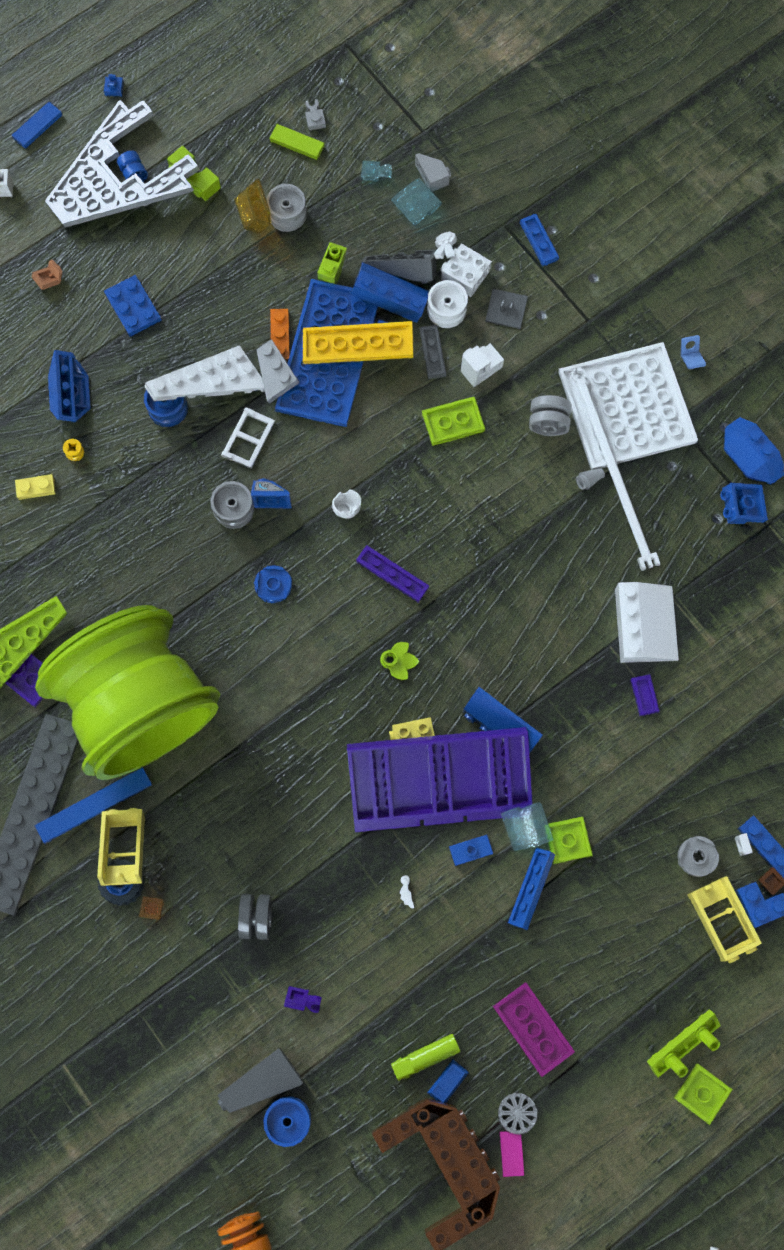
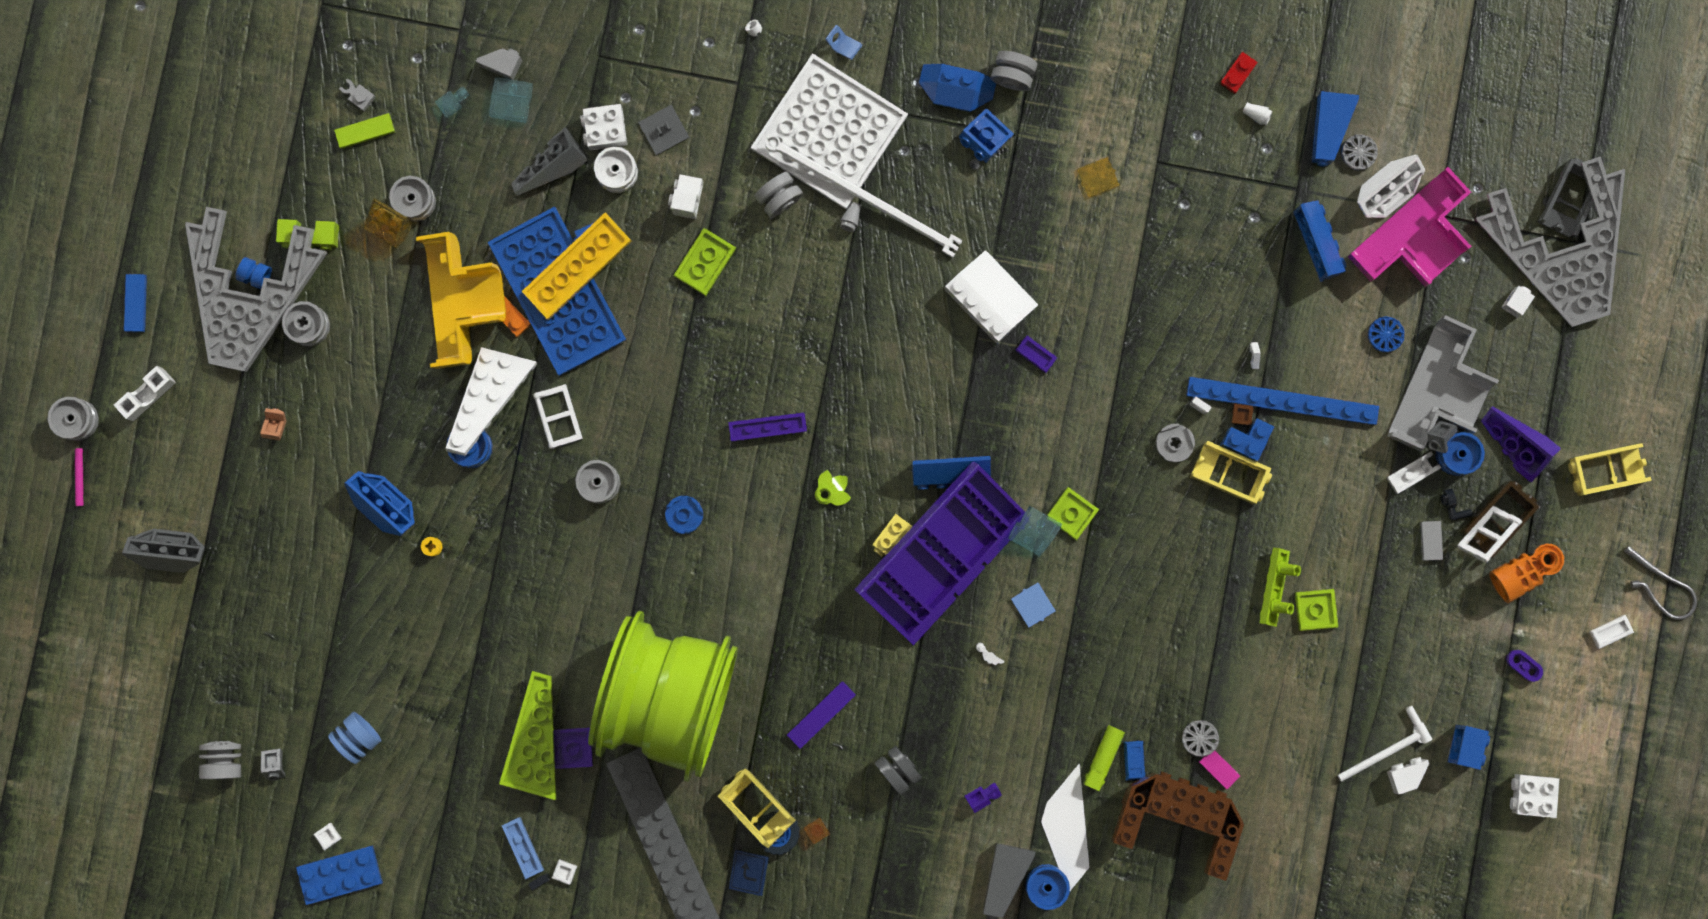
camera: 40 degrees left, 10 degrees up
(35, 487) = (429, 601): light yellow plate -> none
(70, 893) = (748, 872): none -> dark blue piece
(93, 805) = (706, 797): blue tile -> none
(113, 85) = (165, 213): blue tile -> none
(132, 305) = (363, 388): blue plate -> none
(134, 228) = (295, 319): none -> light grey wheel
(236, 822) = (821, 715): none -> dark purple tile
(259, 298) = (459, 298): none -> yellow piece
(269, 495) = (618, 448): blue slope -> none
(275, 371) = (531, 344): light grey wing -> none
(332, 264) = (493, 215): lime slope -> none
(345, 1088) = (1066, 828): none -> white sticker
(346, 504) = (684, 403): white hair -> none
(390, 292) = (562, 198): blue slope -> none
(432, 351) = (637, 218): dark grey tile -> none
(444, 244) = (566, 117): white piece -> none
(471, 850) = (1008, 583): blue plate -> none
(475, 884) = (1033, 605): none -> medium blue piece
(531, 888) = (1076, 572): blue plate -> none
(533, 1029) = (1162, 671): magenta plate -> none
(539, 240) = (638, 47): blue tile -> none
(634, 291) = (753, 28): none -> white hinge

